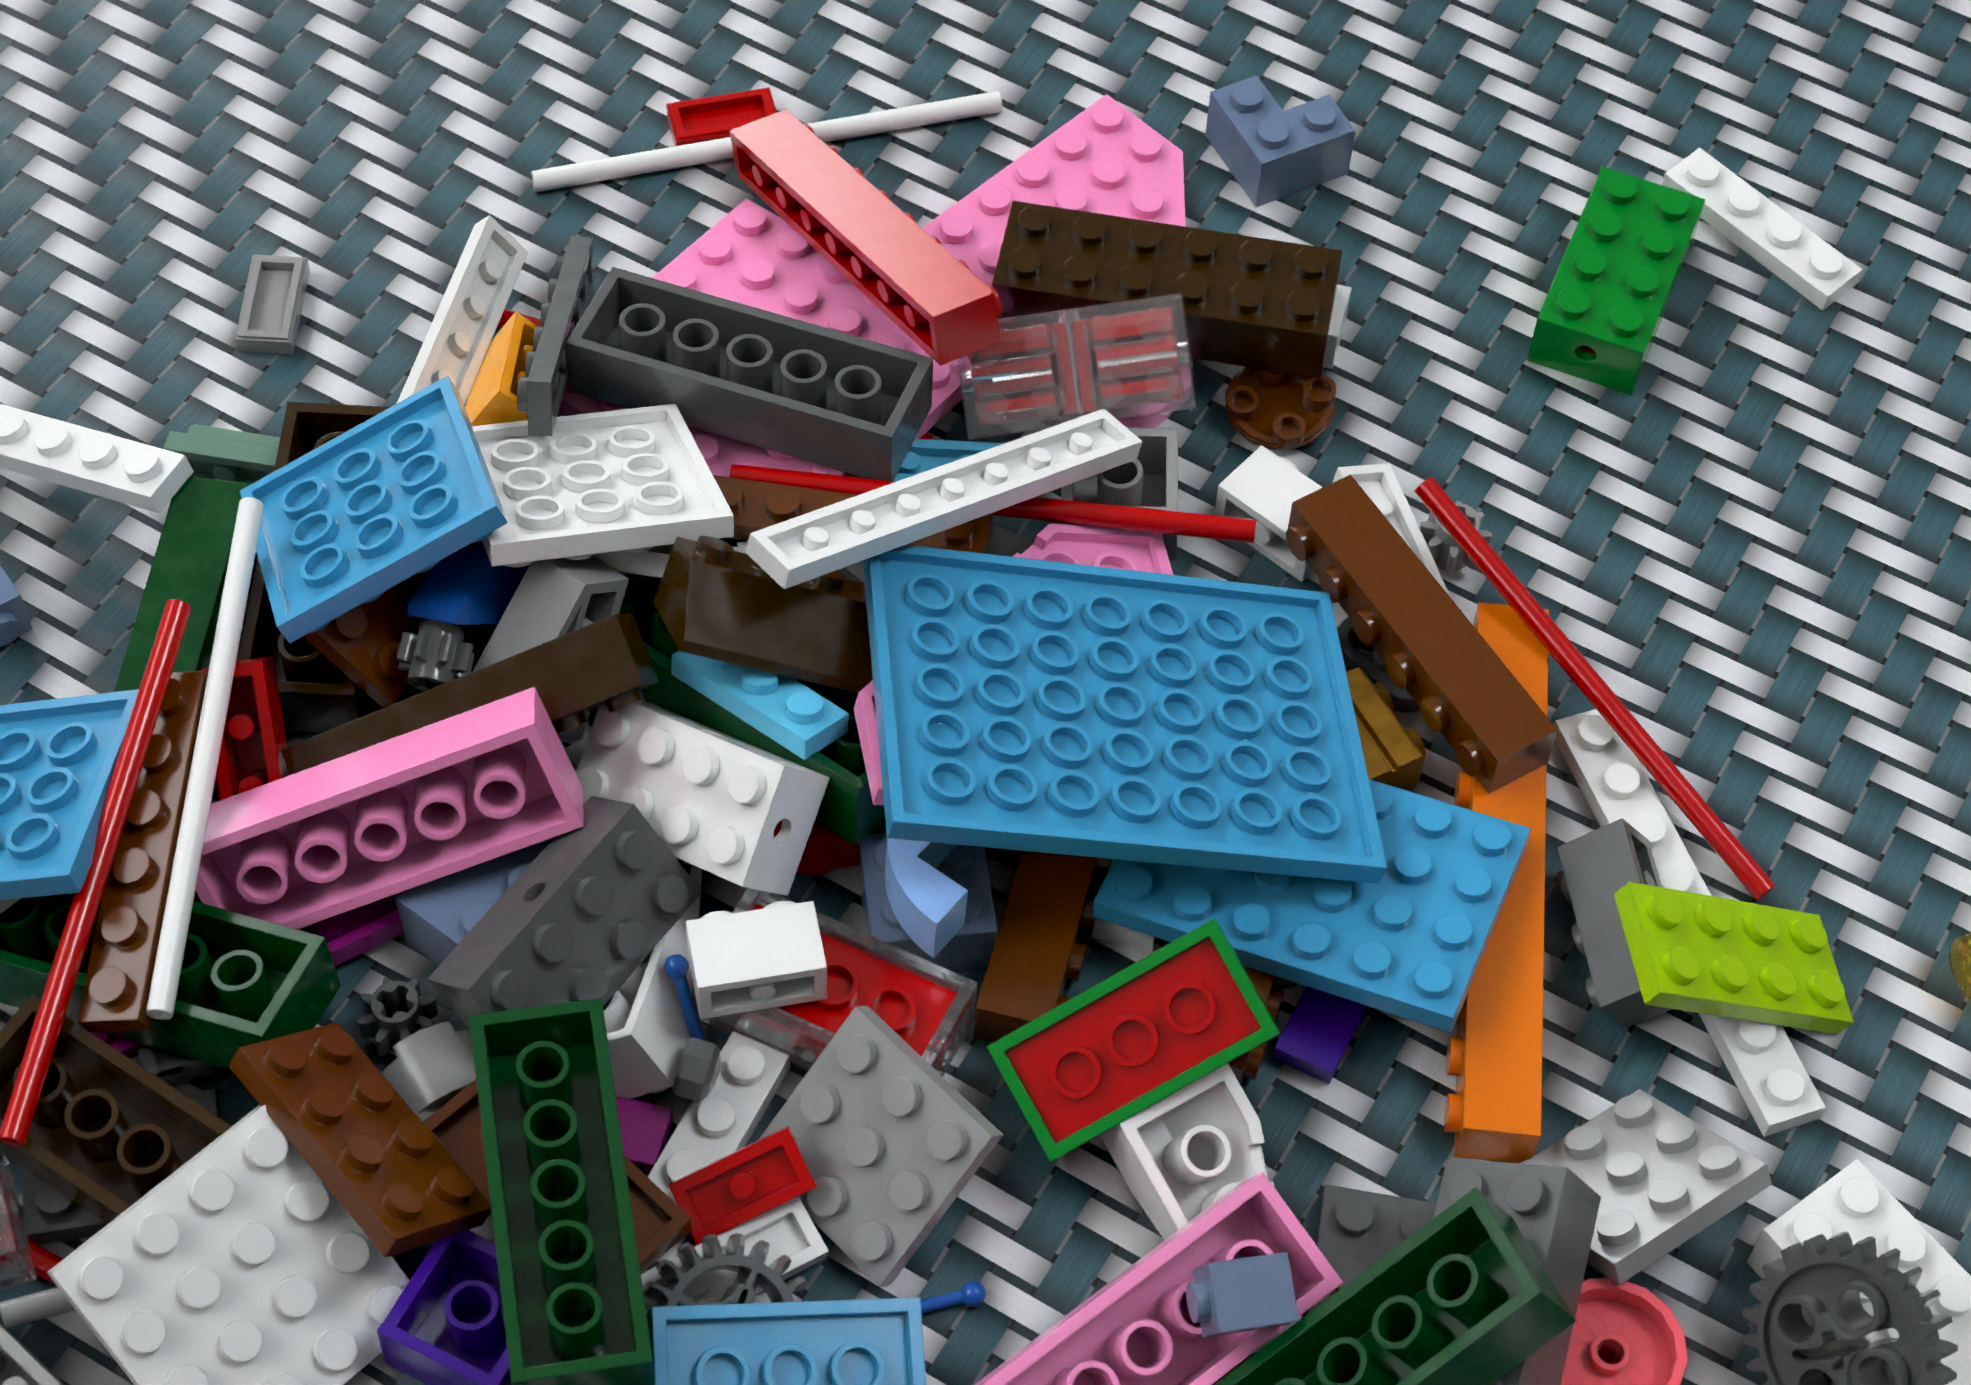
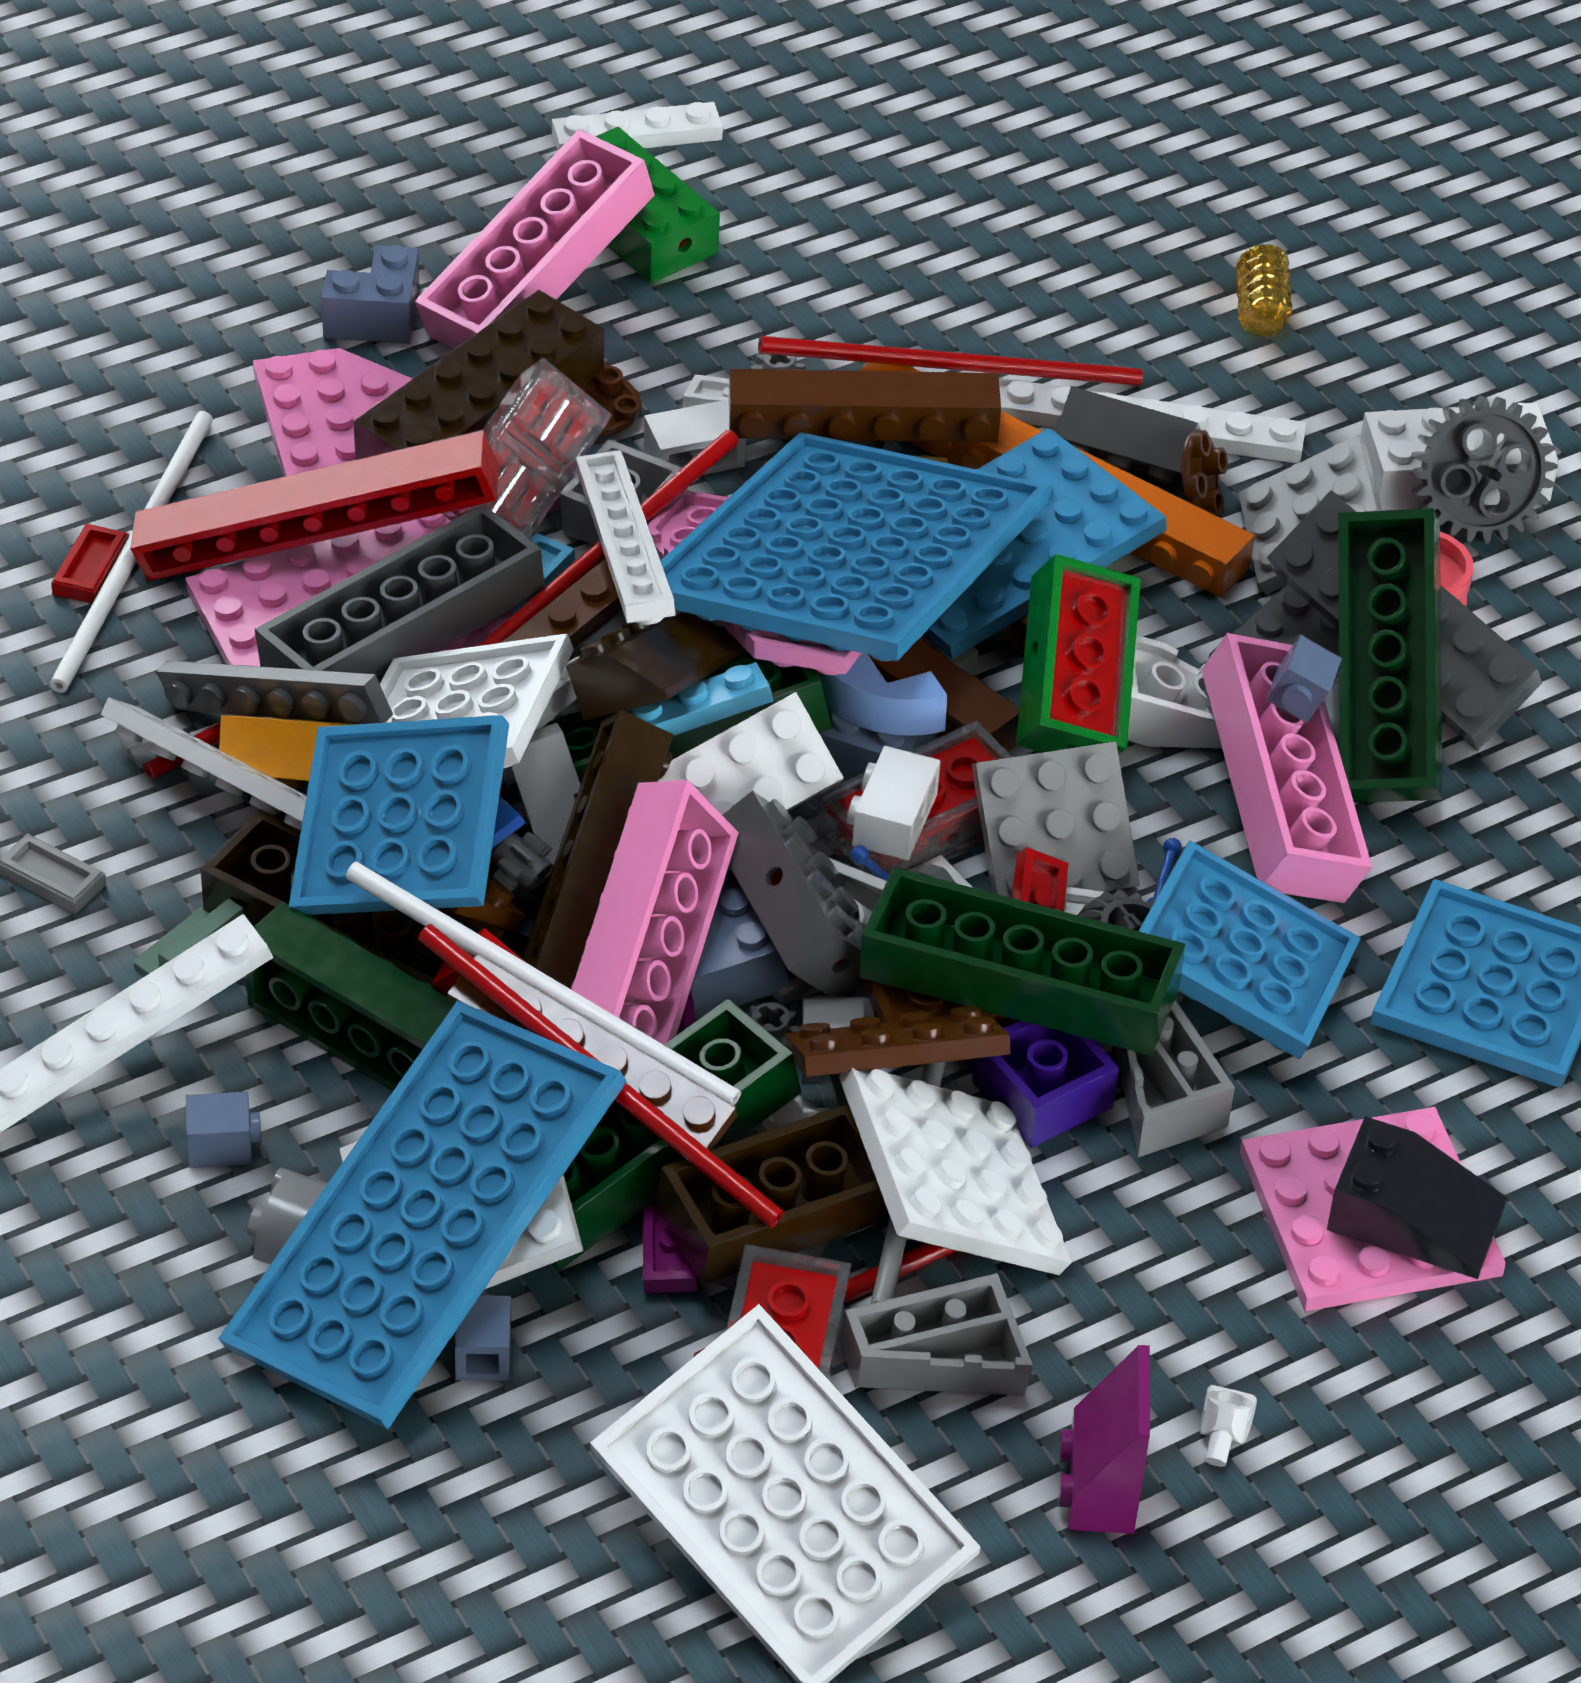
camera: 60 degrees left, 10 degrees down
(1442, 217) = (538, 238): none -> bright pink brick
(1613, 1033) = (1201, 472): none -> reddish brown dish
(1732, 958) = (1194, 395): lime plate -> none

